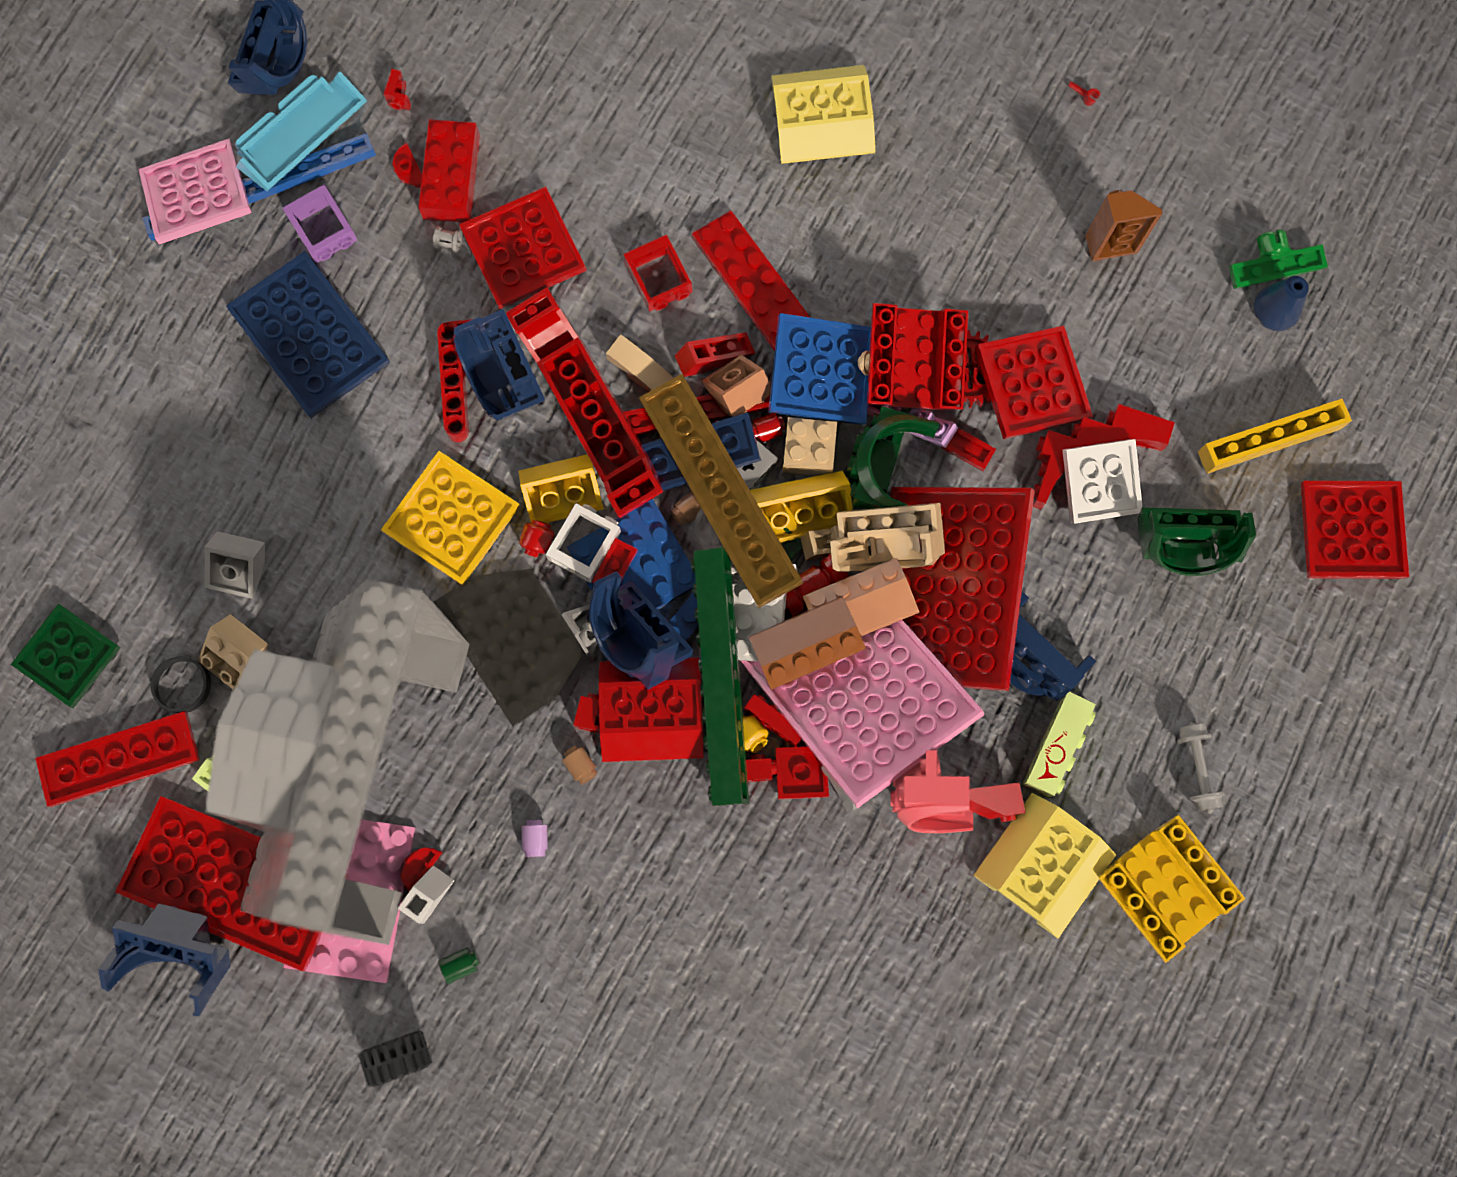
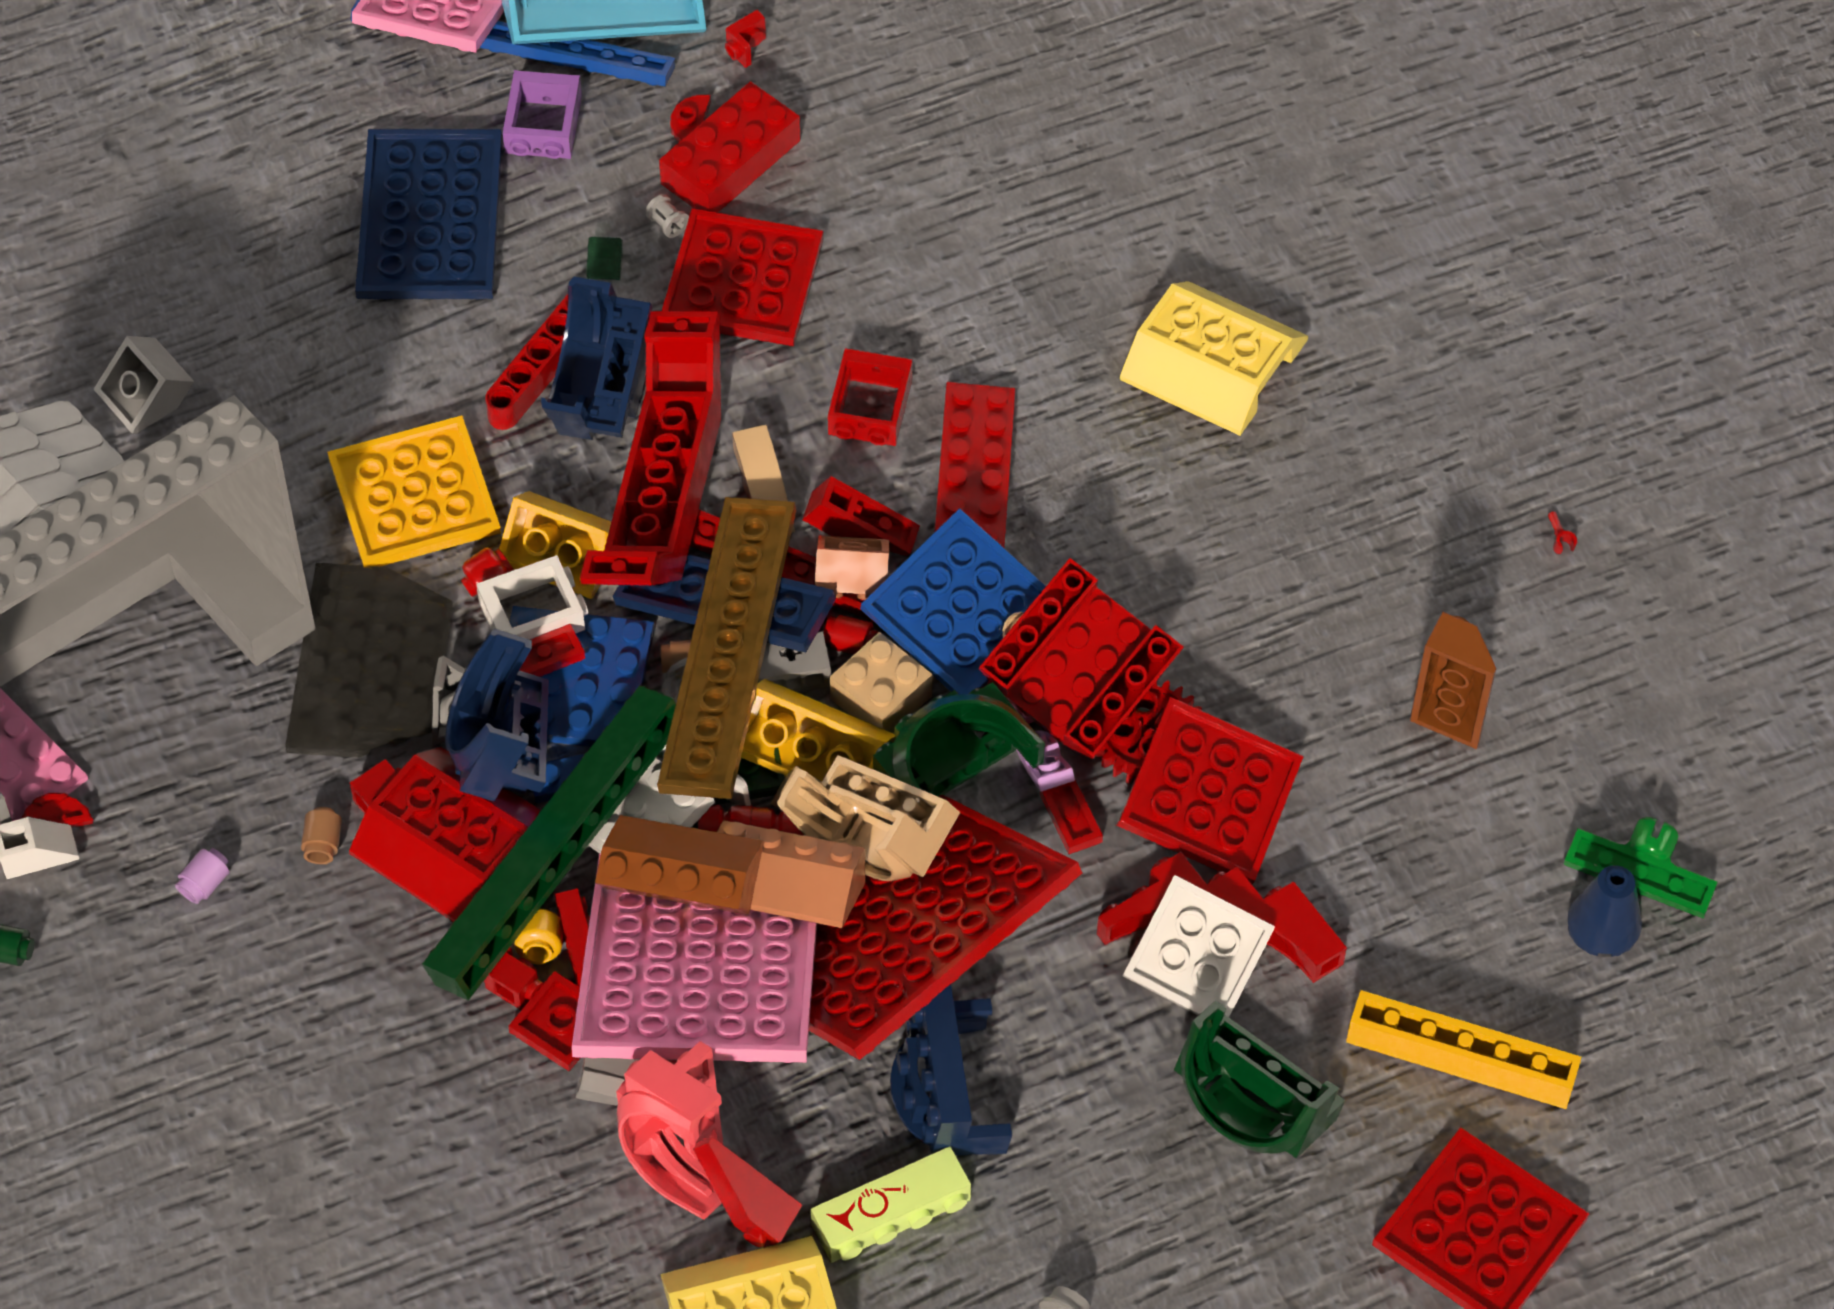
camera: 40 degrees right, 20 degrees down
(434, 291) = (604, 258): none -> clear green slope

